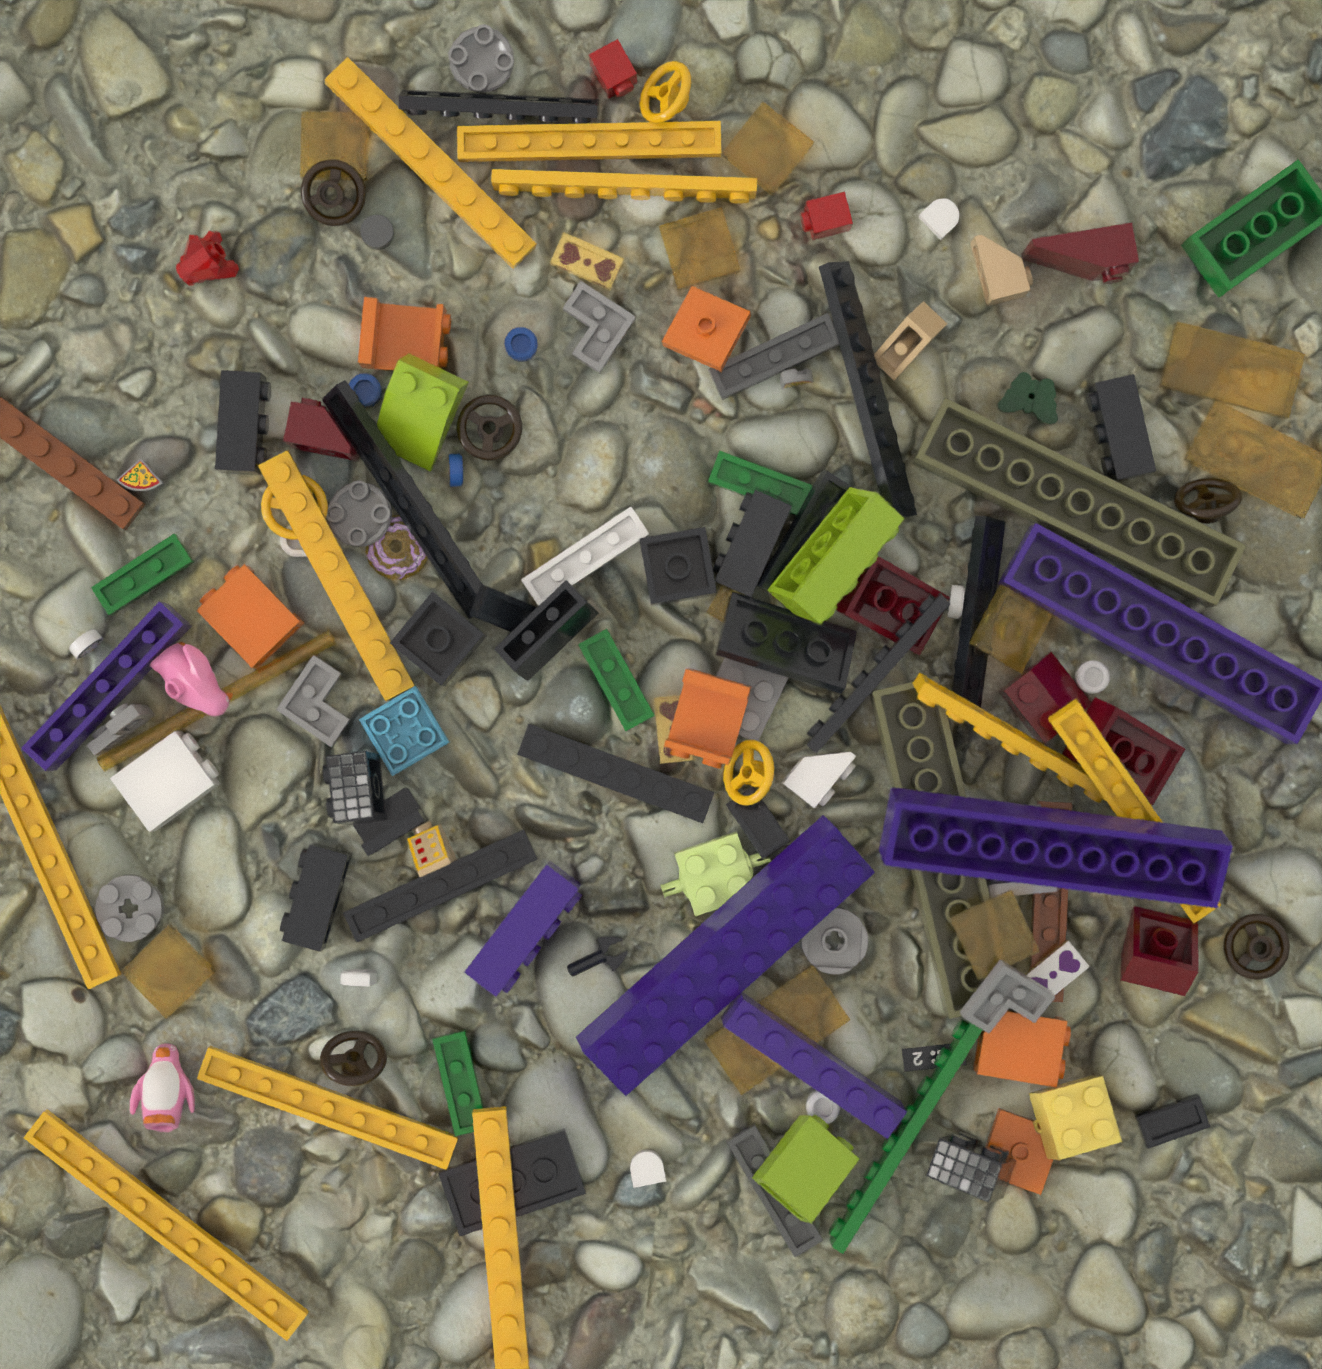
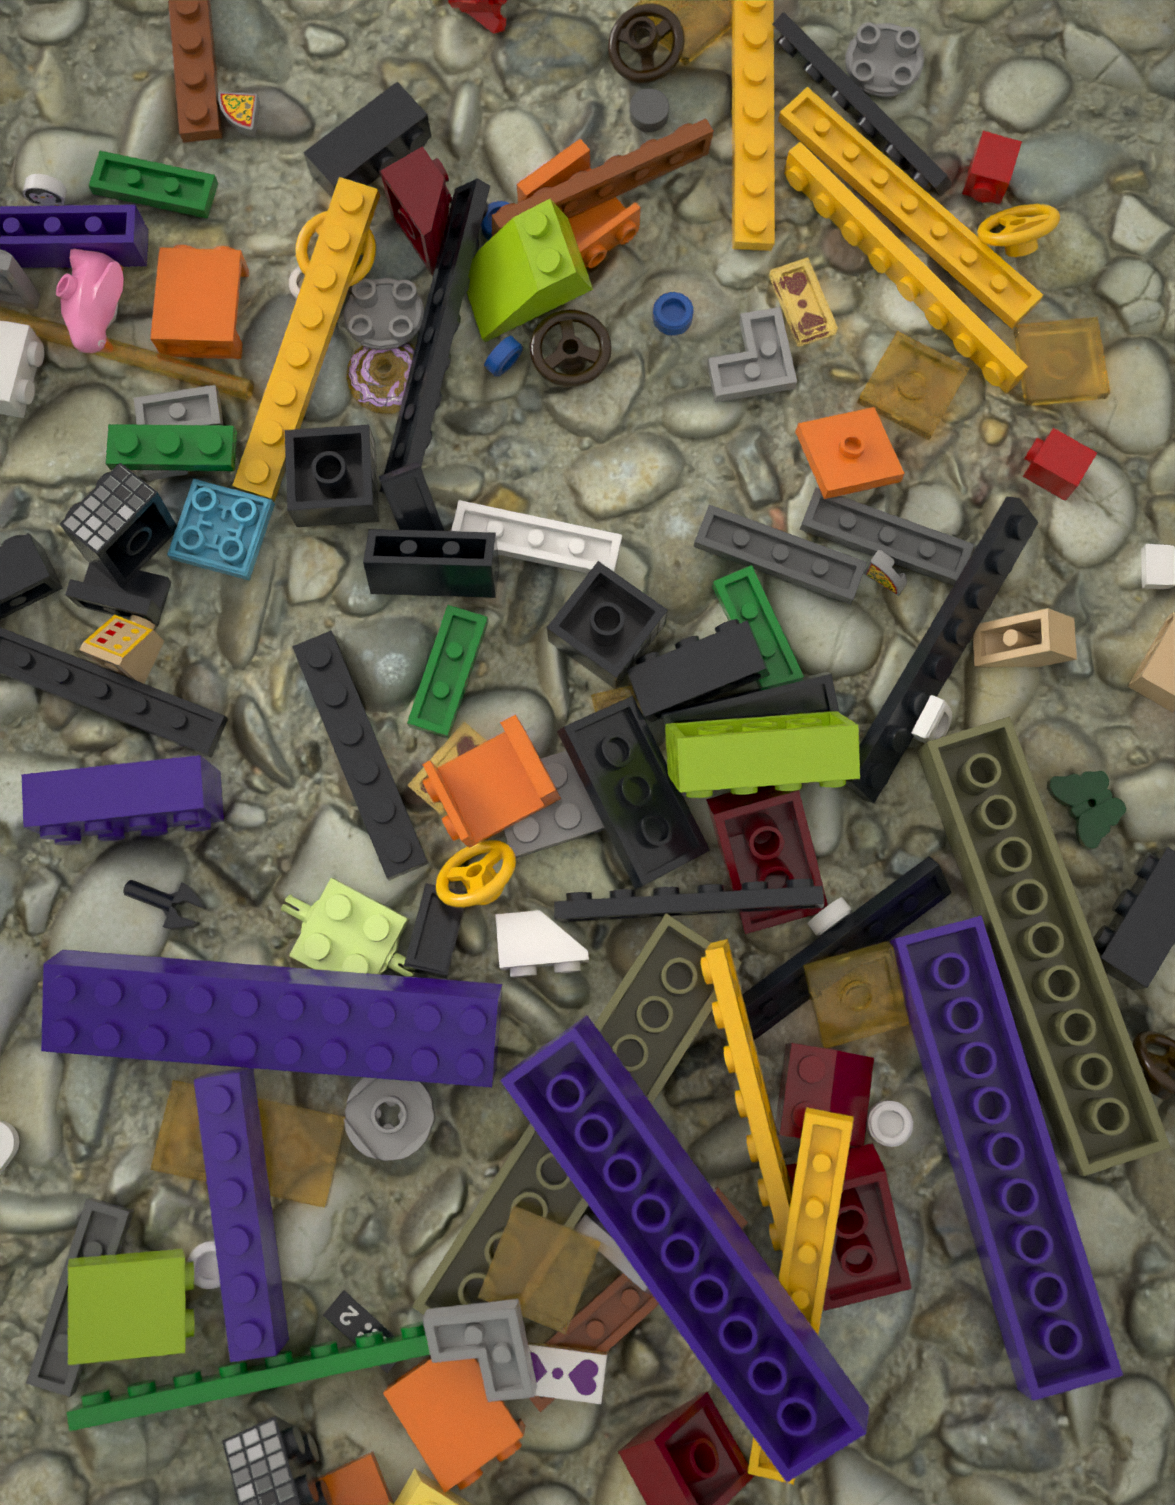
camera: 45 degrees right, 10 degrees down
(331, 715) = (172, 447): none -> green plate
(405, 295) = (618, 173): none -> dark orange plate
(727, 427) = (780, 554): none -> dark grey plate
(905, 438) = (933, 720): none -> white tile

